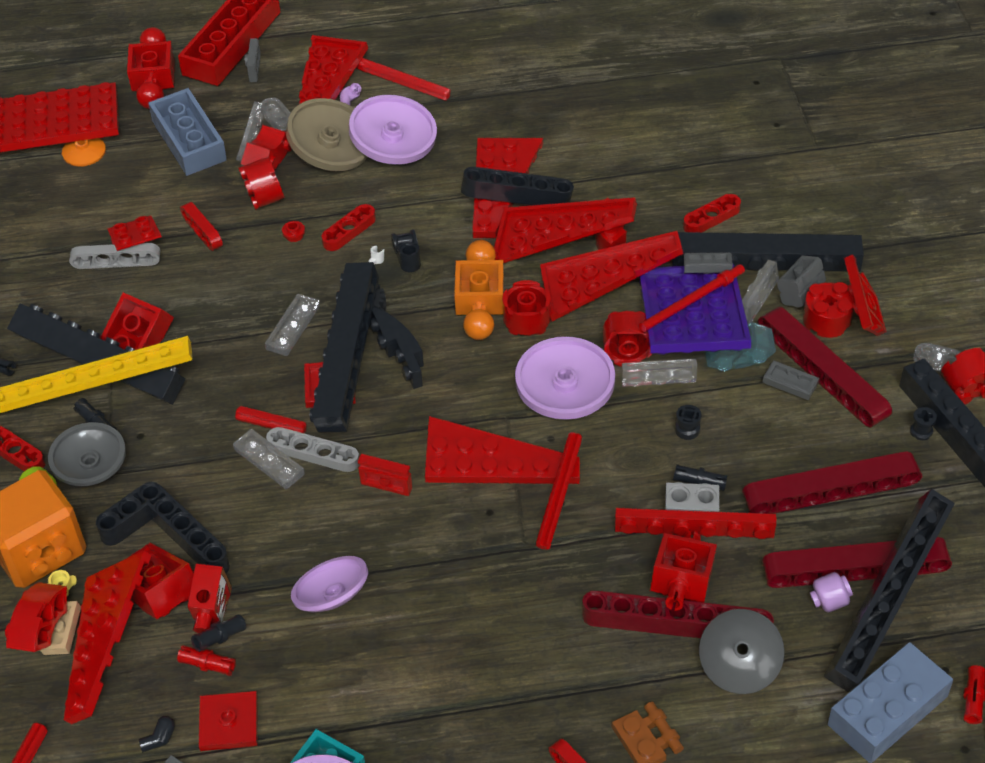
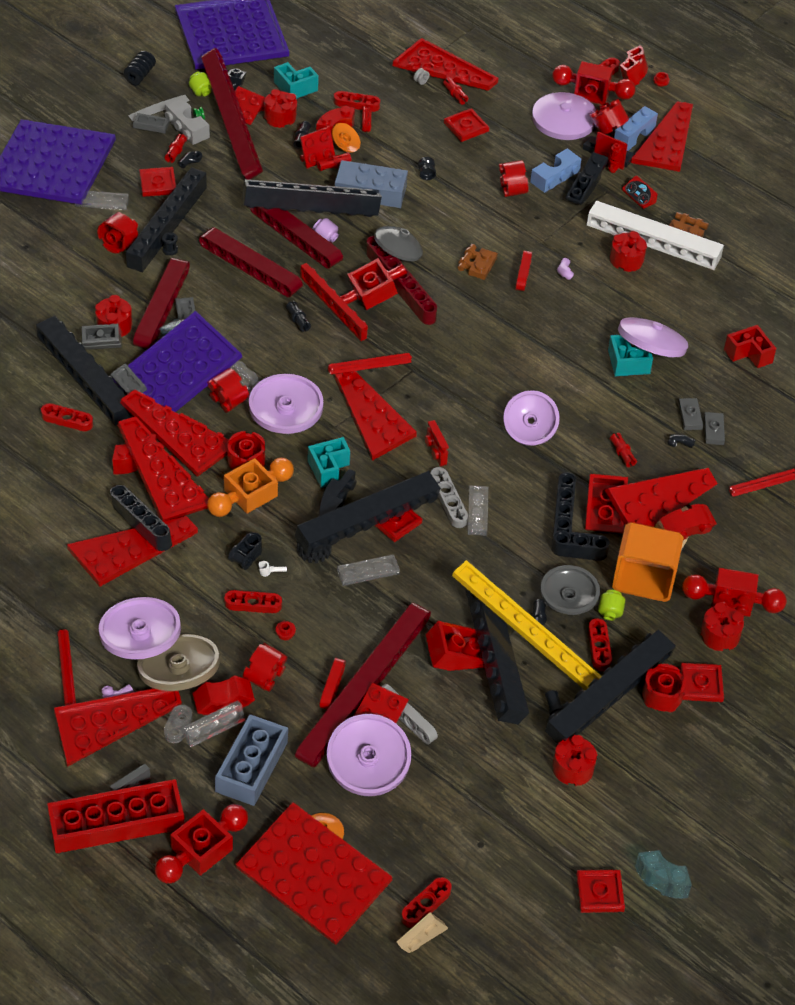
camera: 135 degrees left, 0 degrees up
(102, 200) = (368, 755): none -> lavender dish
(178, 251) = (372, 671): none -> dark red beam
(208, 596) = (592, 461): red torso -> none
(218, 632) = (606, 449): black pin -> none
(228, 721) = (642, 419): red plate -> none
(268, 420) = (450, 530): red axle -> none
(453, 362) = (327, 459): none -> teal brick
(688, 422) = (263, 338): black wheel -> none
(692, 497) = (321, 309): light grey brick -> none
(723, 279) = (140, 362): red bar -> none
(760, 289) = (120, 356): clear plate -> none
(866, 300) = (89, 302): red wing -> none
(935, 354) = (105, 262): clear plate -> none

